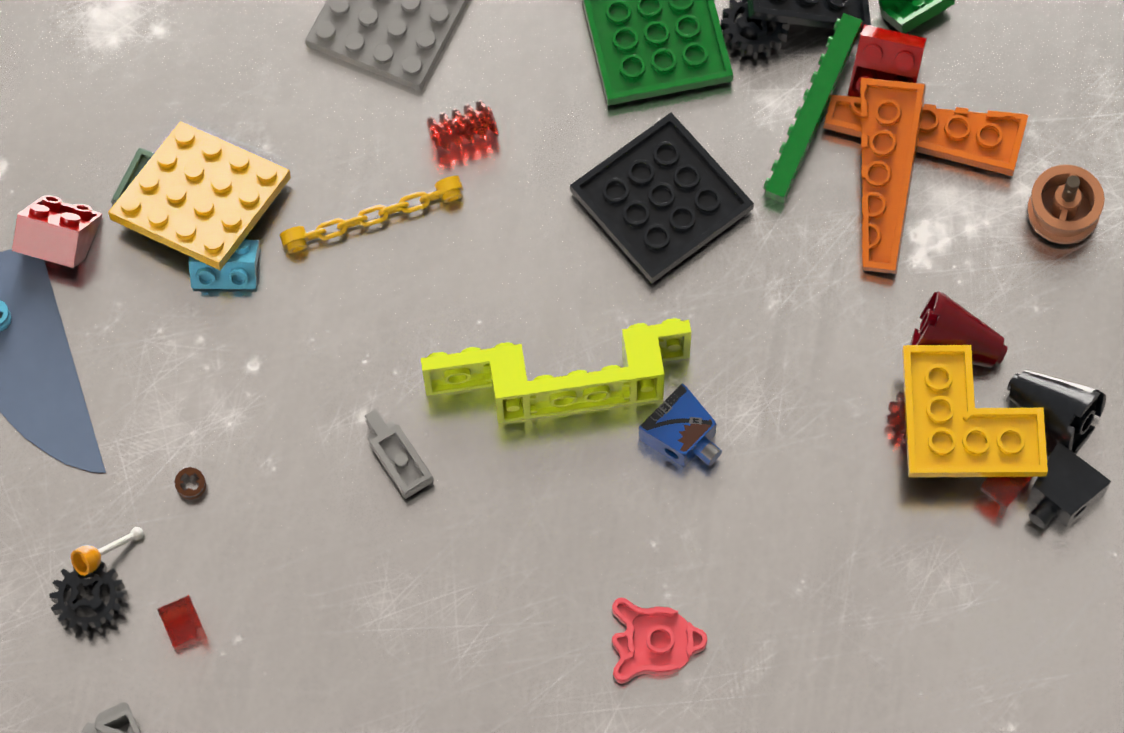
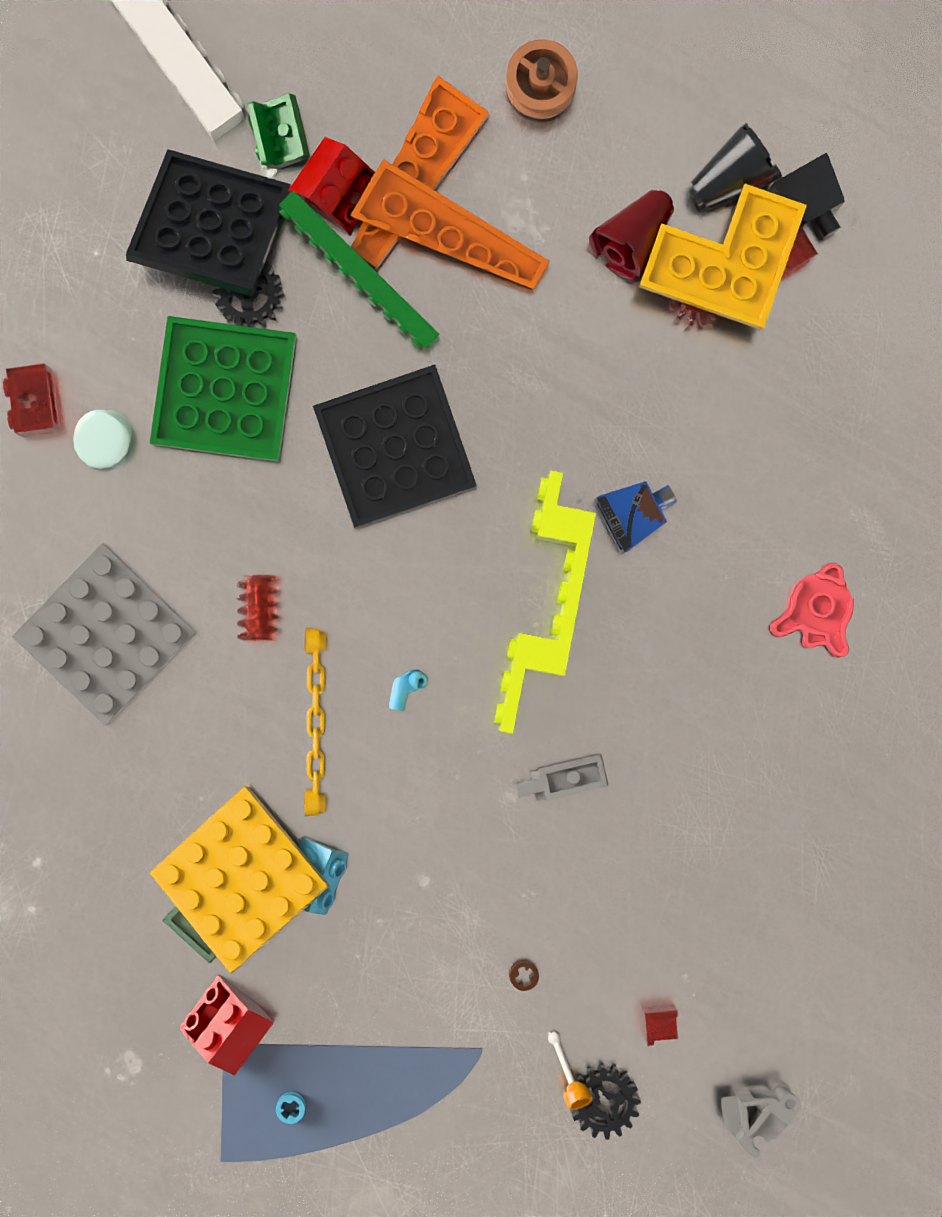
camera: 75 degrees left, 20 degrees up
(435, 282) = (405, 685): none -> medium azure arm

